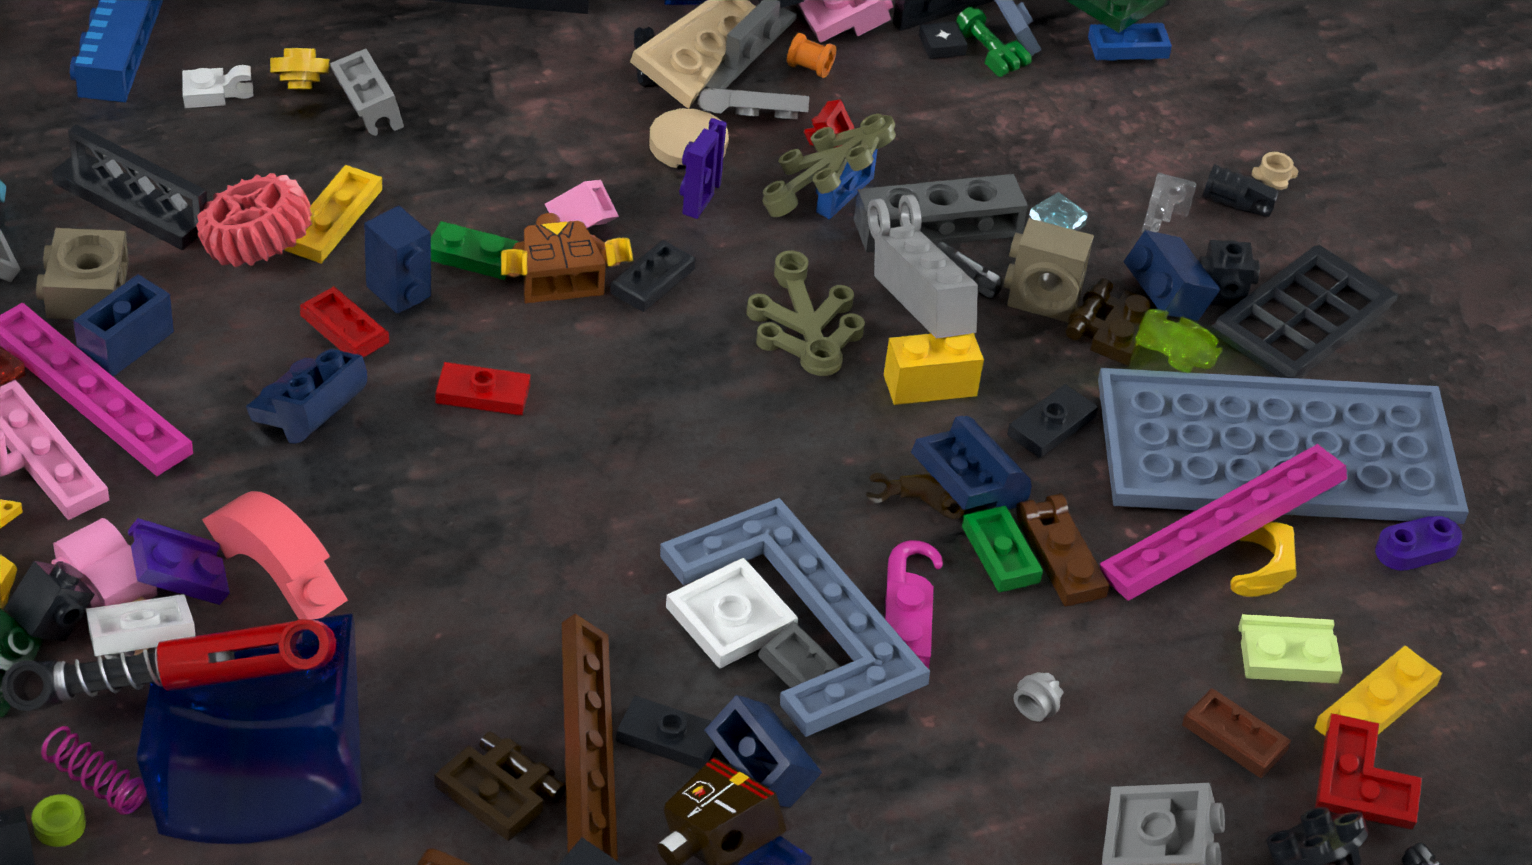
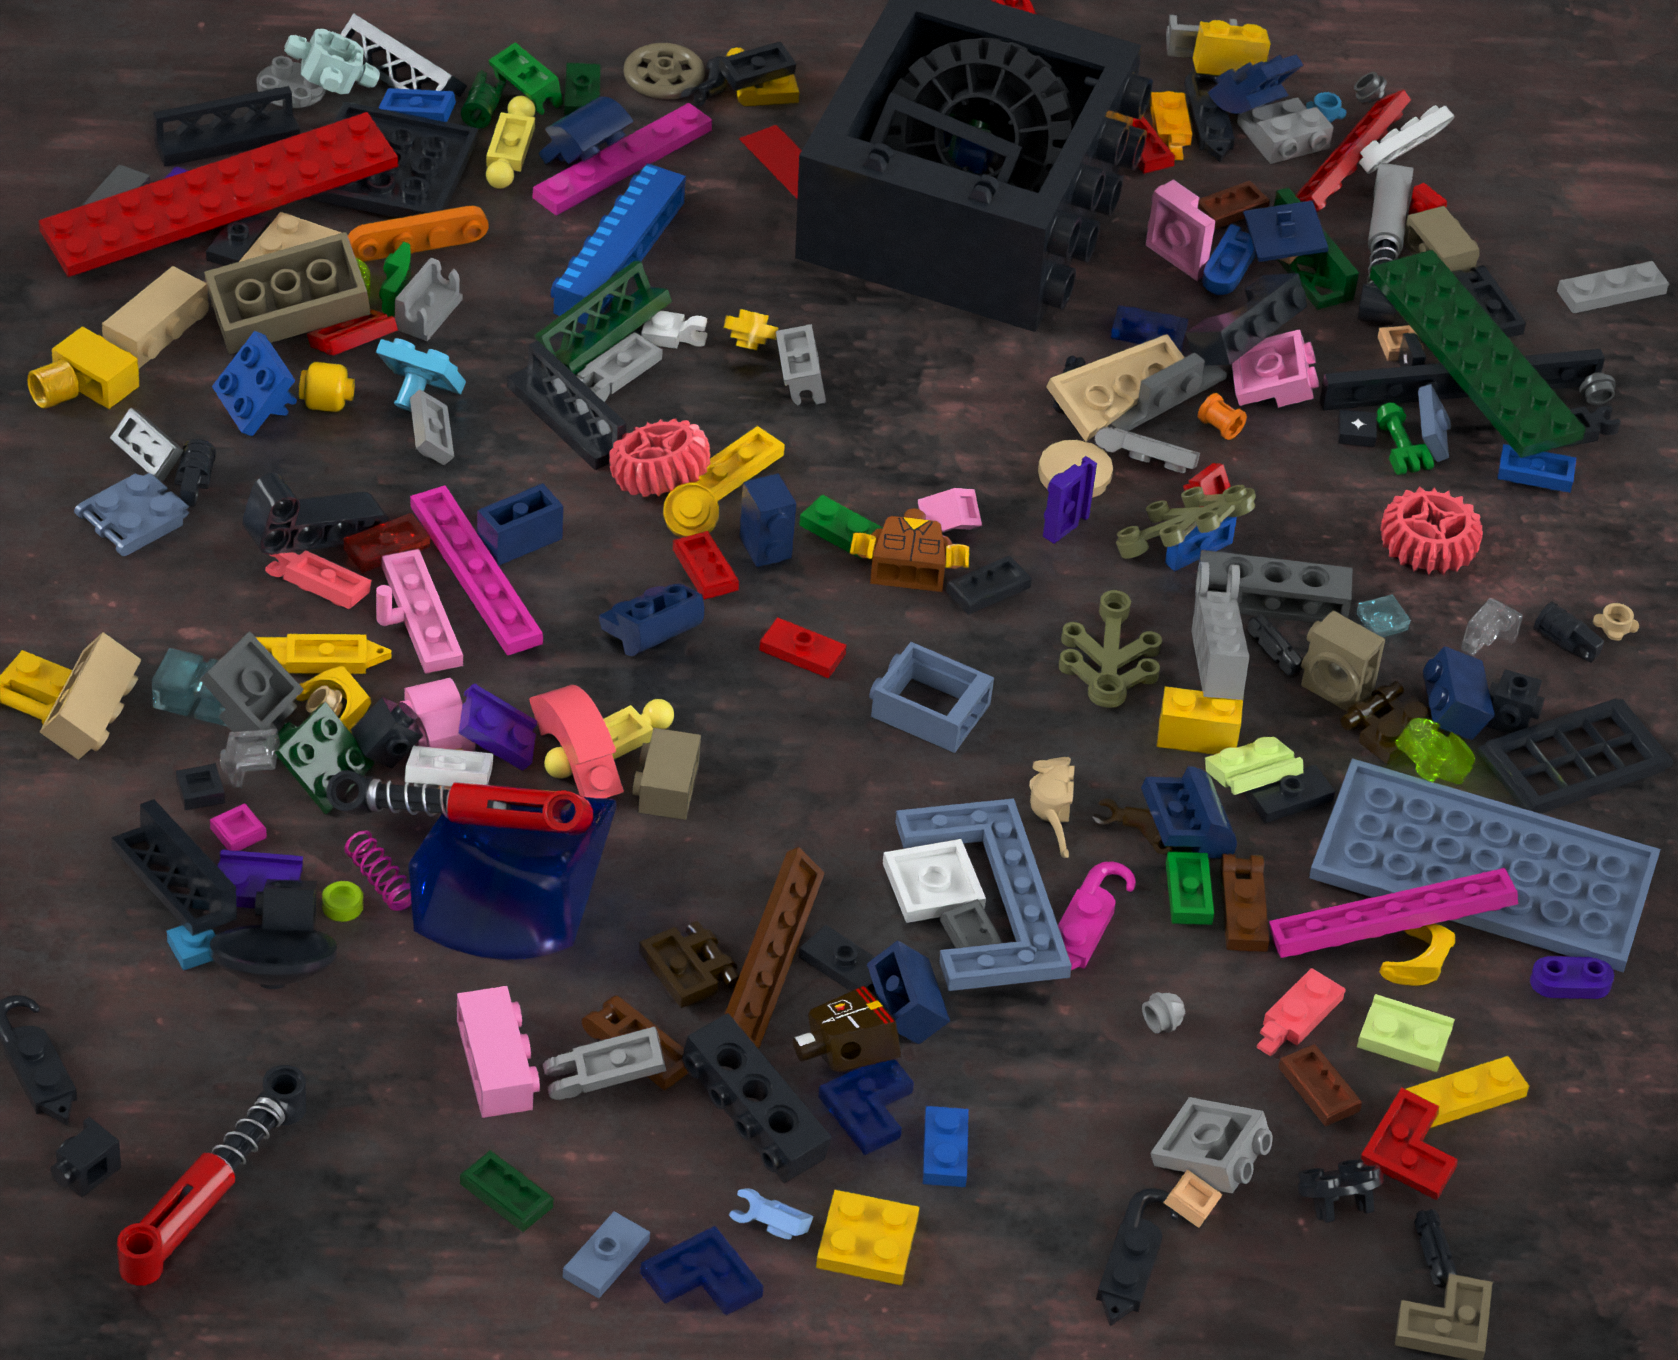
camera: 20 degrees right, 0 degrees up
(81, 270) = (502, 467): dark tan brick -> none
(141, 101) = (610, 328): none -> dark green fence
(173, 132) = (620, 365): none -> light grey hinge
(307, 268) = (690, 510): none -> yellow plate
(330, 525) = (626, 729): none -> light yellow plate
(392, 565) = (668, 773): none -> dark tan brick
(647, 382) = (943, 674): none -> sand blue window
(817, 484) = (1053, 794): none -> tan animal
(1006, 398) = (1253, 764): none -> yellowish green plate
(1063, 122) = (1431, 530): none -> coral gear
(1173, 654) = (1299, 1011): none -> coral plate

